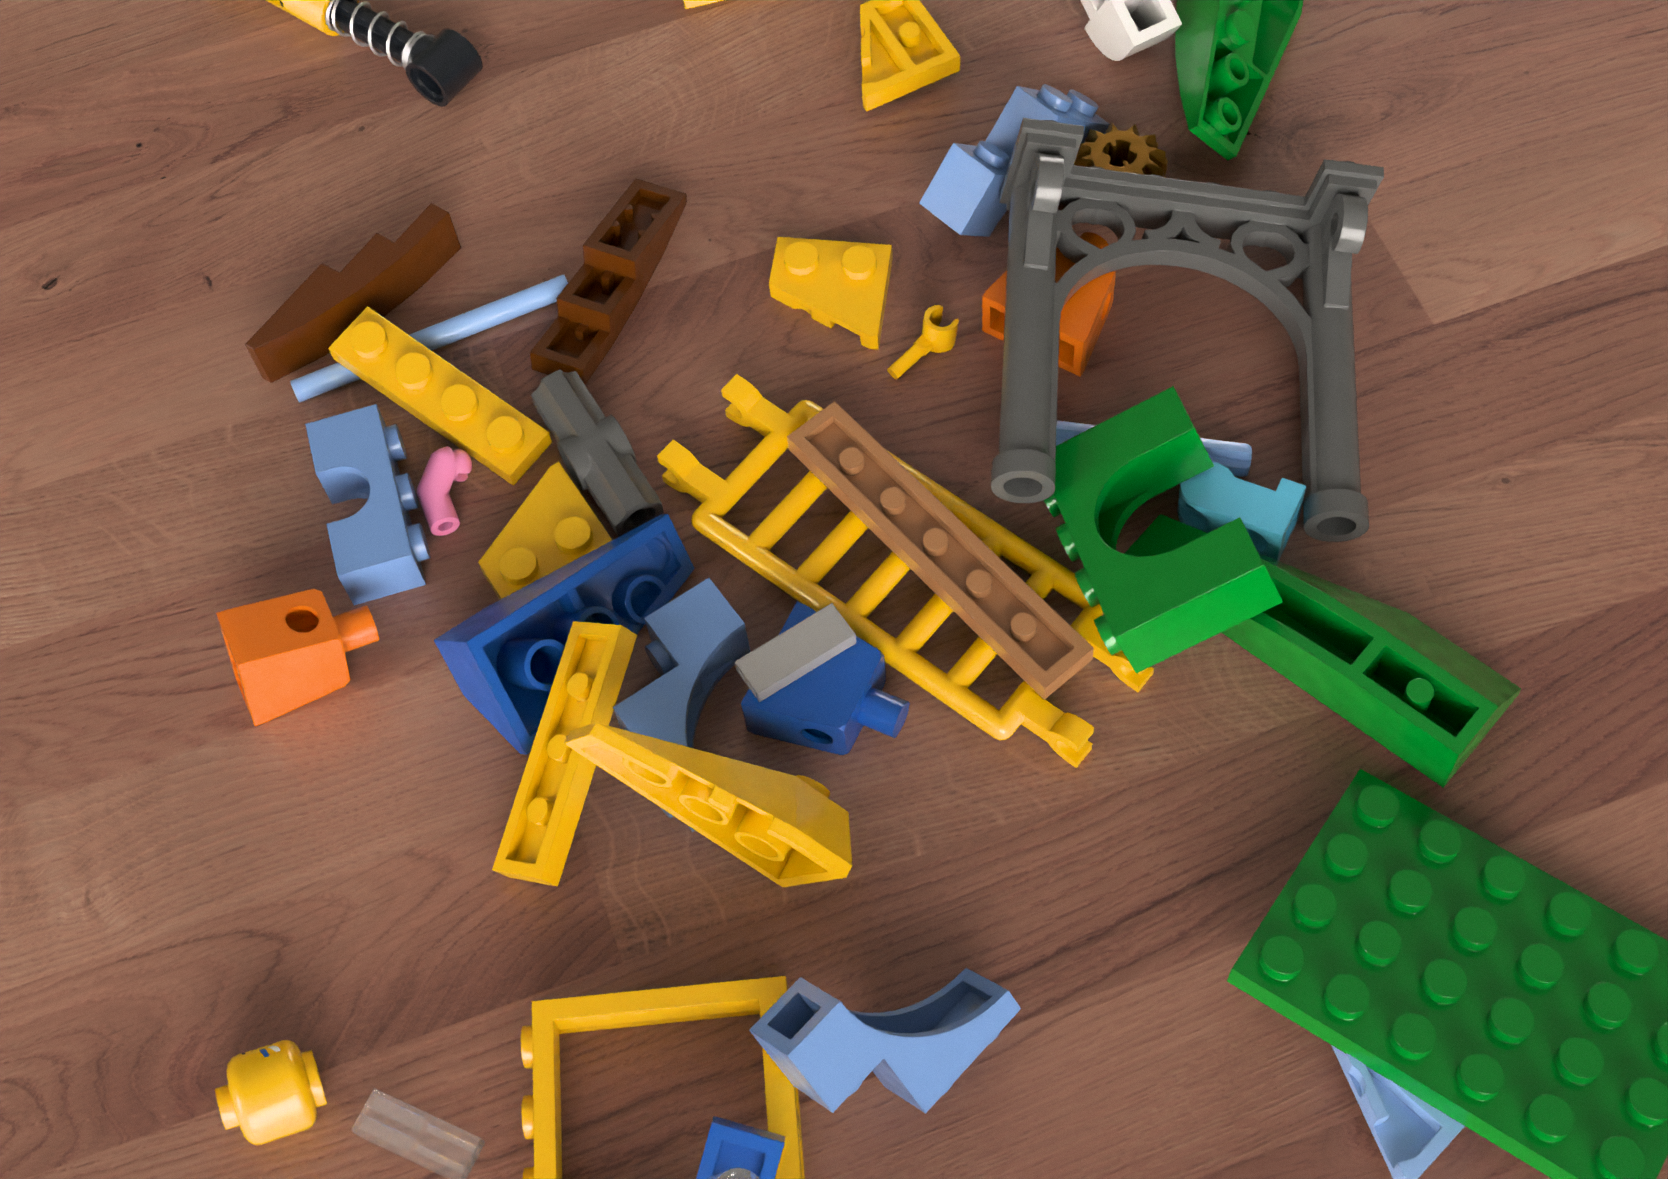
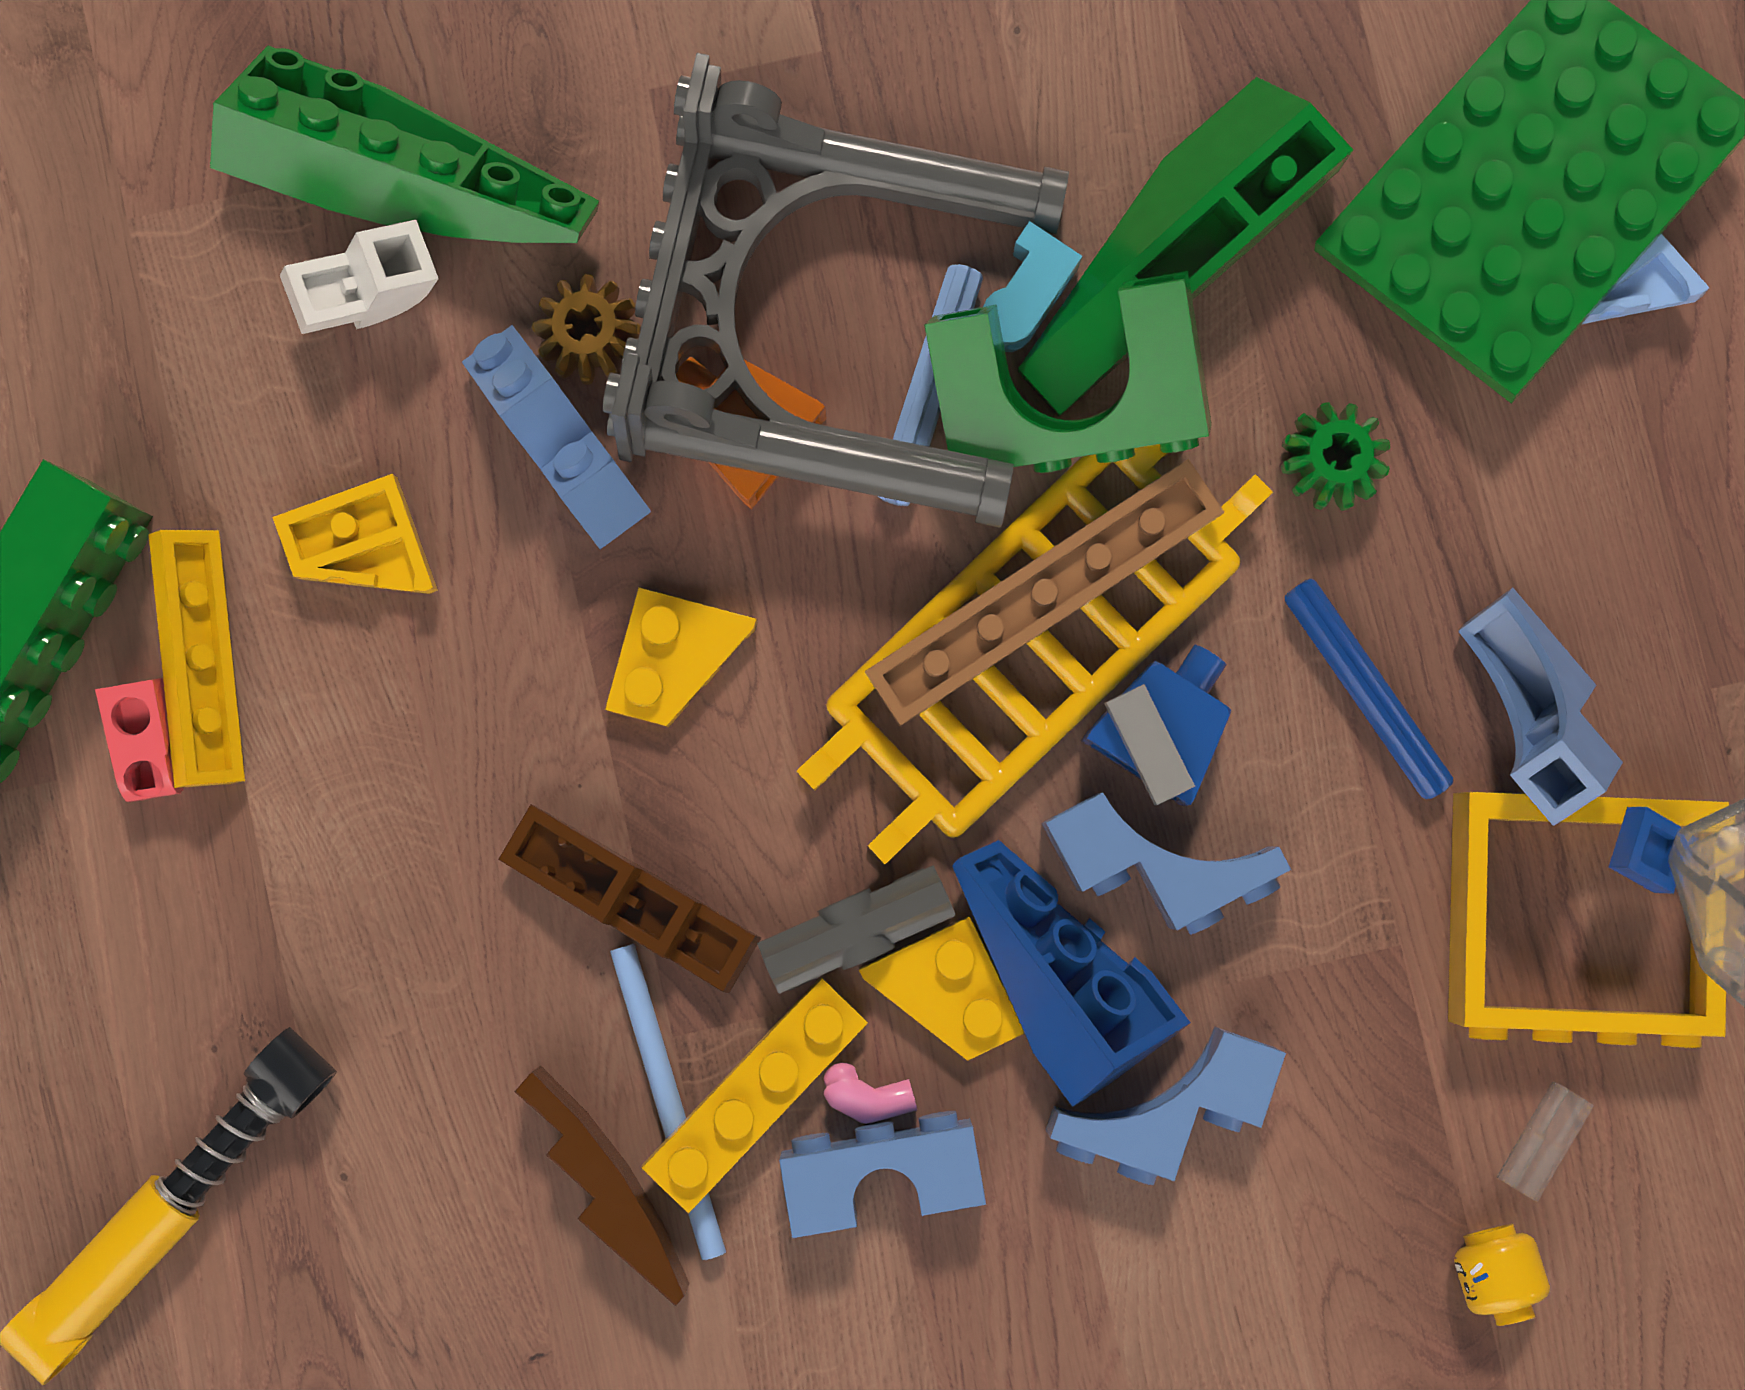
camera: 90 degrees left, 25 degrees up
(291, 650) = (1069, 1279): orange torso -> none
(462, 791) = (1229, 1080): none -> medium blue arch
(556, 775) = (1206, 980): yellow plate -> none
(758, 814) = (1310, 815): yellow wedge -> none
(888, 887) = (1369, 689): none -> blue axle
(932, 339) = (767, 573): yellow hand -> none
(1143, 795) = (1347, 435): none -> green gear

